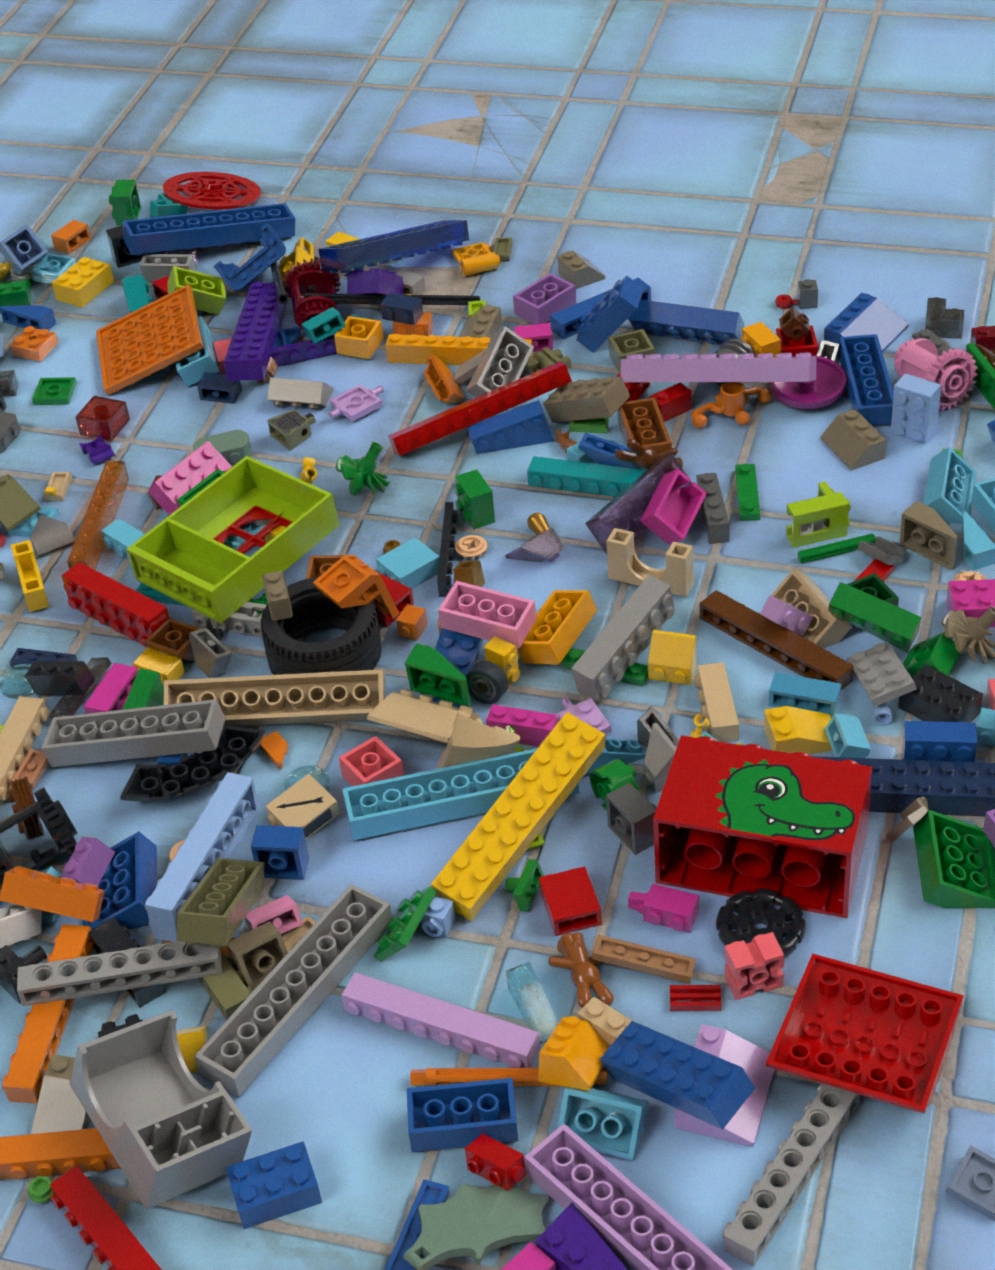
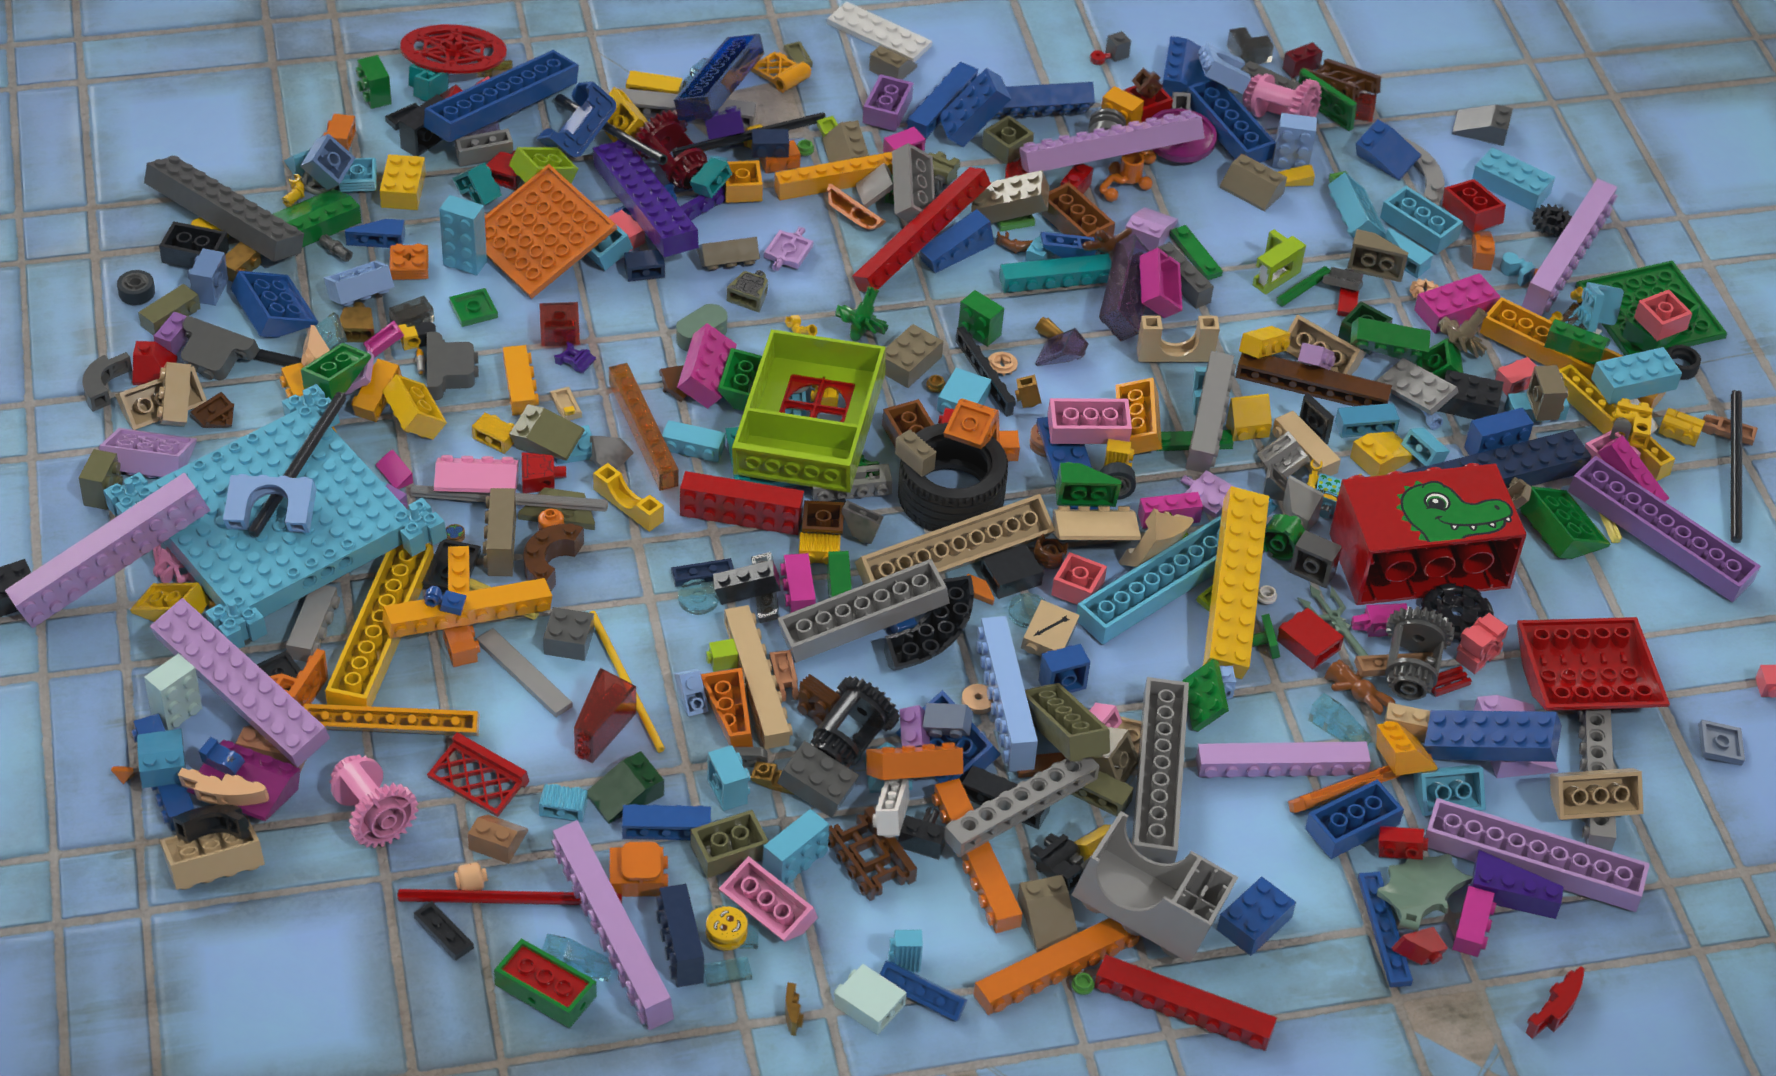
camera: 35 degrees left, 5 degrees up
(34, 455) = (519, 378): none -> light orange brick
(74, 326) = (463, 235): none -> medium azure brick
(116, 863) = (947, 720): none -> sand blue brick
(318, 740) = (1012, 571): none -> black brick
(362, 730) = (1050, 552): none -> reddish brown hair
(386, 517) = (912, 355): none -> dark tan brick
(443, 323) = (805, 147): none -> bright green plate
(561, 842) = (1267, 594): none -> white plate
(592, 244) = (878, 31): none -> white plate
(617, 895) = (1334, 618): none -> sand green piece
(680, 929) = (1420, 633): none -> dark grey piece
(682, 705) = (1284, 455): none -> light grey slope
(713, 457) = (1151, 227): none -> lavender slope
(741, 587) = (1264, 341): none -> yellow brick
(741, 678) = (1317, 417): none -> black tile
(759, 1187) = (1597, 793): none -> tan slope
(888, 326) = (1223, 67): none -> light blue arch
(907, 445) = (1299, 176): none -> yellow slope

